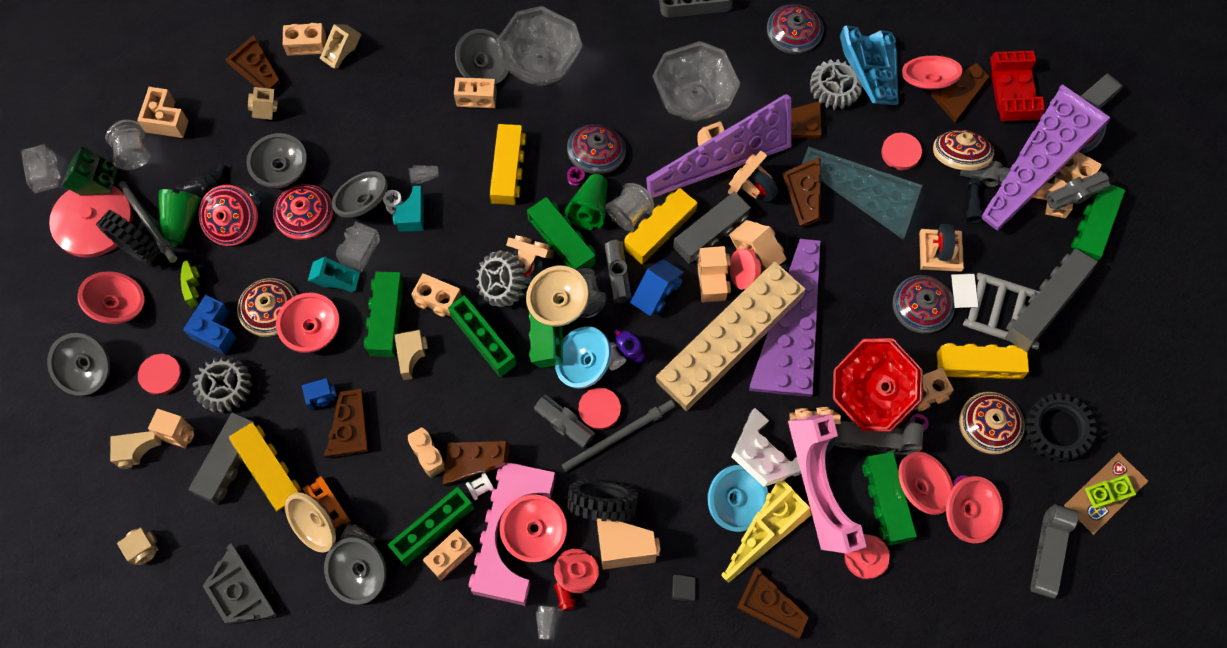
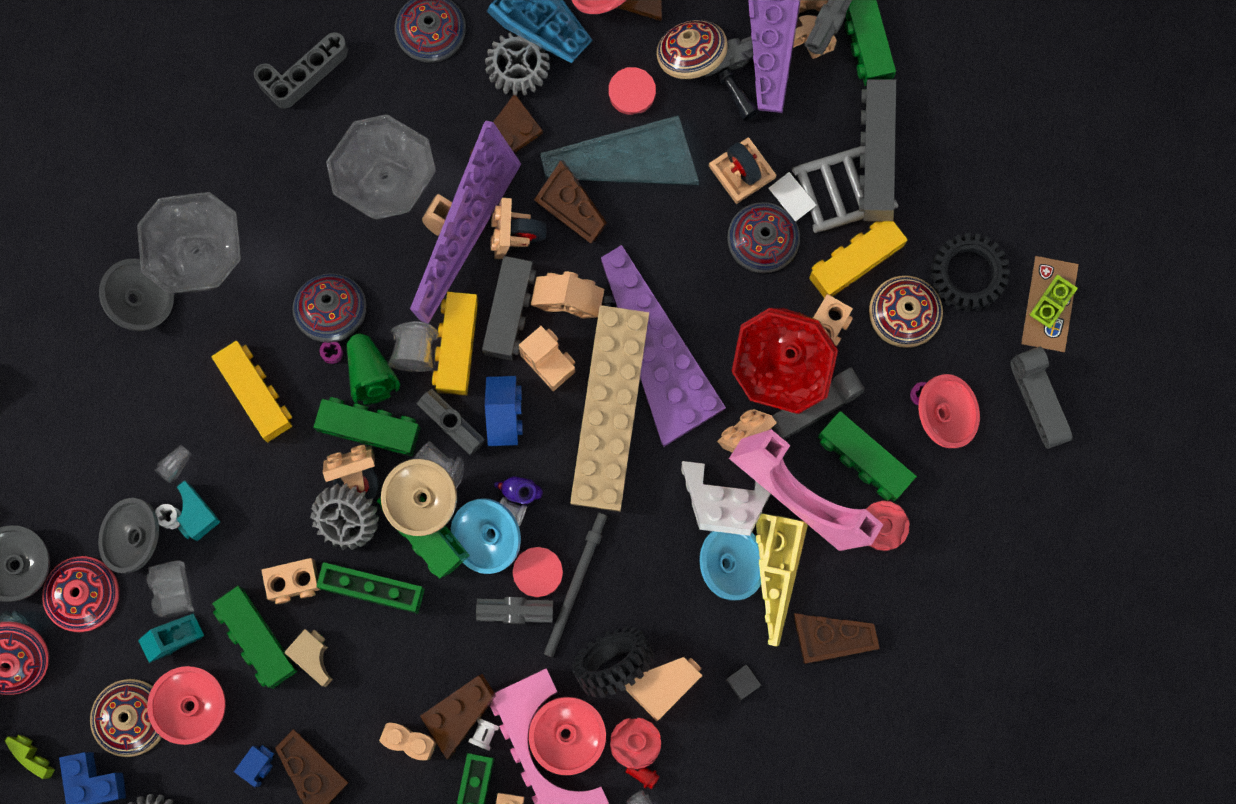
camera: 40 degrees left, 10 degrees up
(475, 92) = (159, 338): light nougat brick -> none
(744, 268) = (573, 330): coral tile -> none
(920, 417) = (849, 362): magenta bush -> none
(925, 482) = (889, 418): coral dish -> none

